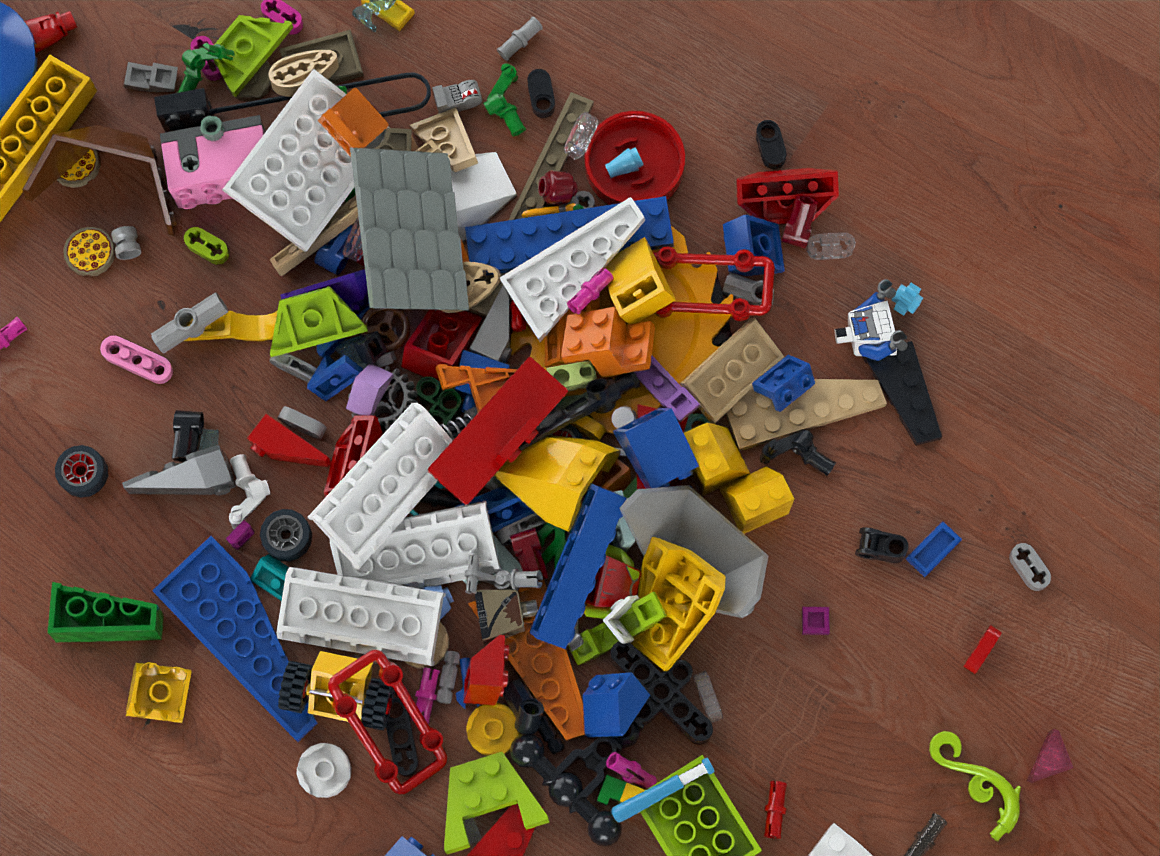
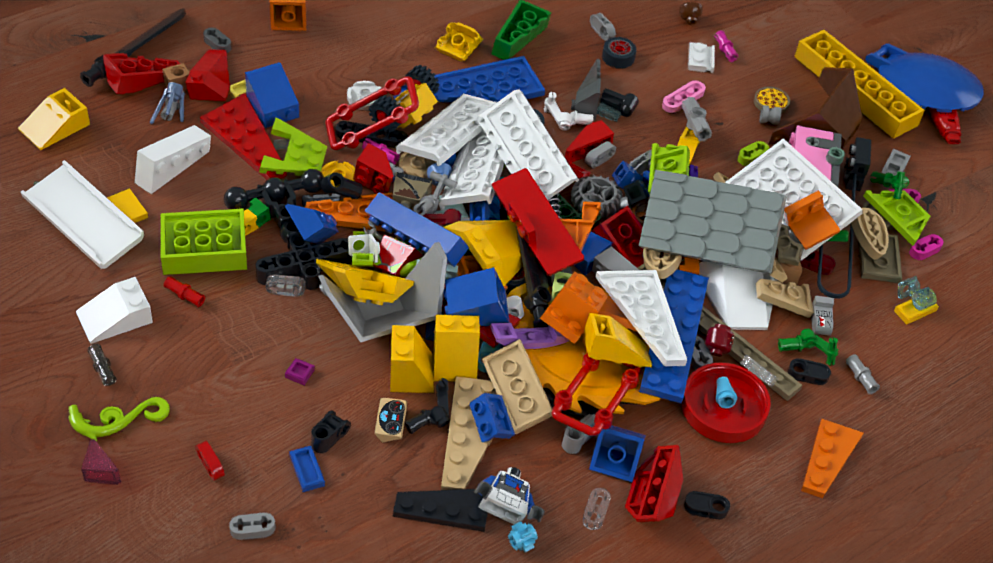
camera: 105 degrees right, 25 degrees down
(34, 512) = (602, 26): none -> light grey piece
(37, 365) = (701, 57): none -> white plate
(240, 535) = (538, 102): magenta tile -> none
(368, 390) = (606, 182): lavender slope -> none
(551, 210) = (699, 345): light orange piece -> none
(590, 291) = (619, 307): dark pink pin -> none
(620, 764) = (262, 221): dark pink pin -> none
(644, 47) = (829, 453): none -> orange wing
(651, 796) = (237, 204): dark azure piece -> none
(799, 226) = (621, 485): dark red piece -> none
(832, 489) = (390, 419): none -> slope

